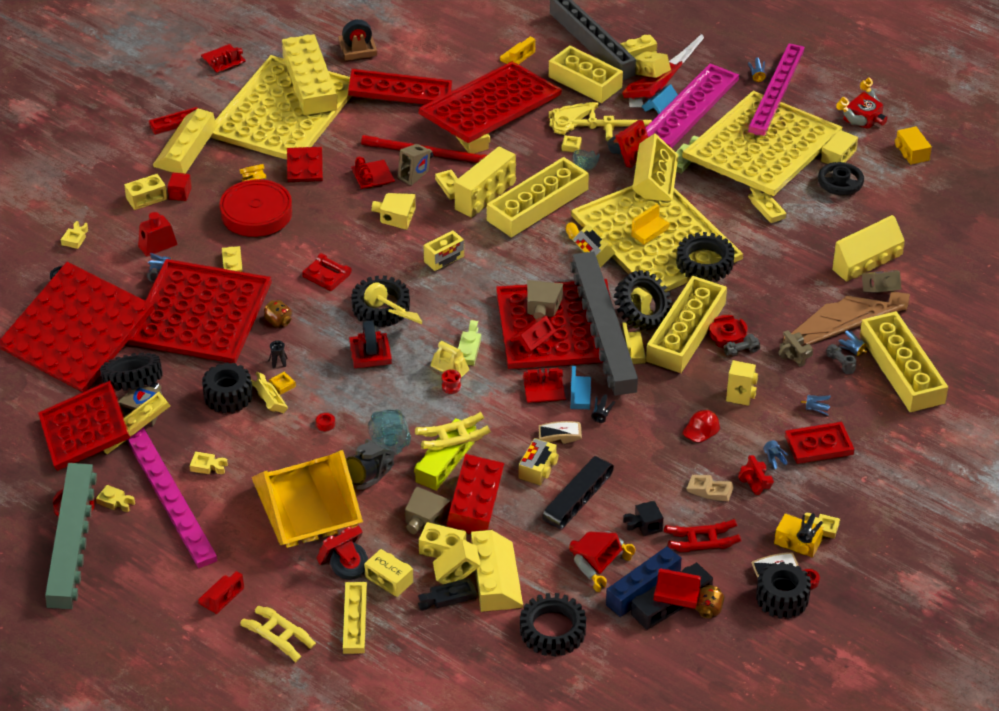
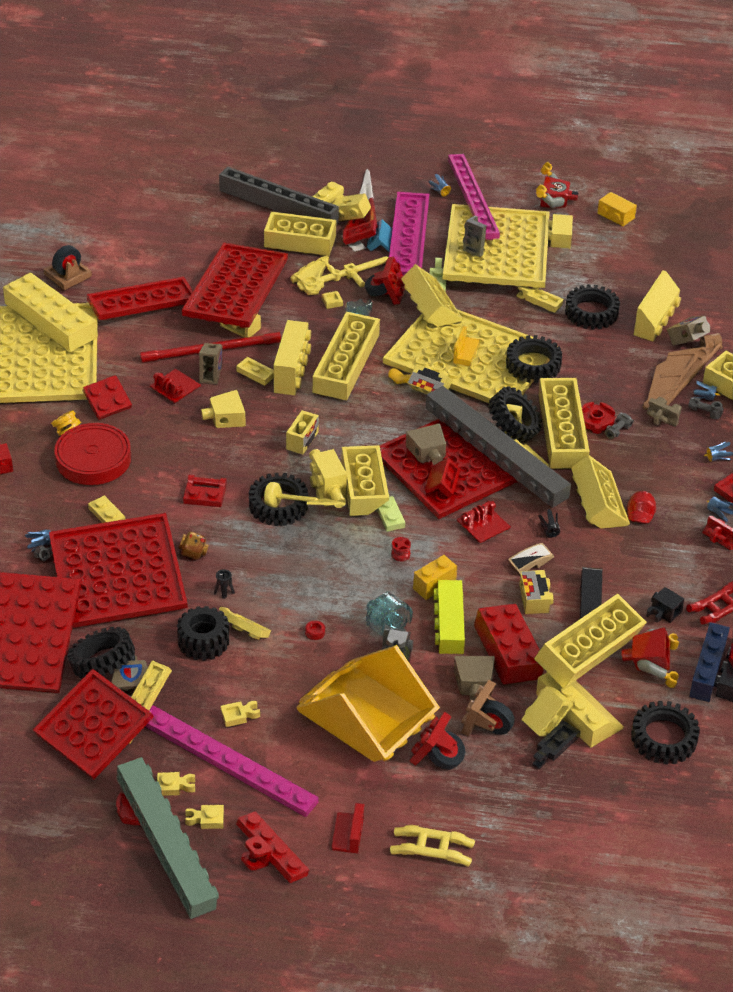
camera: 30 degrees left, 0 degrees up
(120, 536) = (210, 816): none -> light yellow plate
(145, 578) = (267, 846): none -> red plate
(156, 235) = (17, 513): red torso -> none
(282, 383) = (246, 608): yellow tile -> none
(354, 617) = (491, 801): light yellow plate -> none
(370, 347) = (304, 545): red plate -> none
(389, 572) = (488, 746): light yellow brick -> none
(404, 541) = (487, 713): none -> plate
(432, 297) = (328, 476): none -> light yellow brick
(438, 539) = (515, 695): light yellow brick -> none
(448, 358) = (384, 529): light yellow piece -> none
(457, 409) = (427, 577): none -> yellow brick
(460, 426) = (451, 584): light yellow piece -> none
(461, 308) = (365, 479): none -> light yellow slope
(520, 51) = (220, 233): yellow panel -> none
(535, 517) = (590, 640): none -> light yellow brick
(580, 391) = (516, 515): dark azure panel -> none
(669, 399) = (599, 494): none -> light yellow slope
(707, 488) = (693, 559): tan slope -> none
(733, 125) = (474, 237): none -> dark grey bracket
(741, 383) = (651, 456): light yellow brick -> none
(814, 216) = (588, 318): none -> black tyre
(840, 181) = (583, 255): black wheel -> none

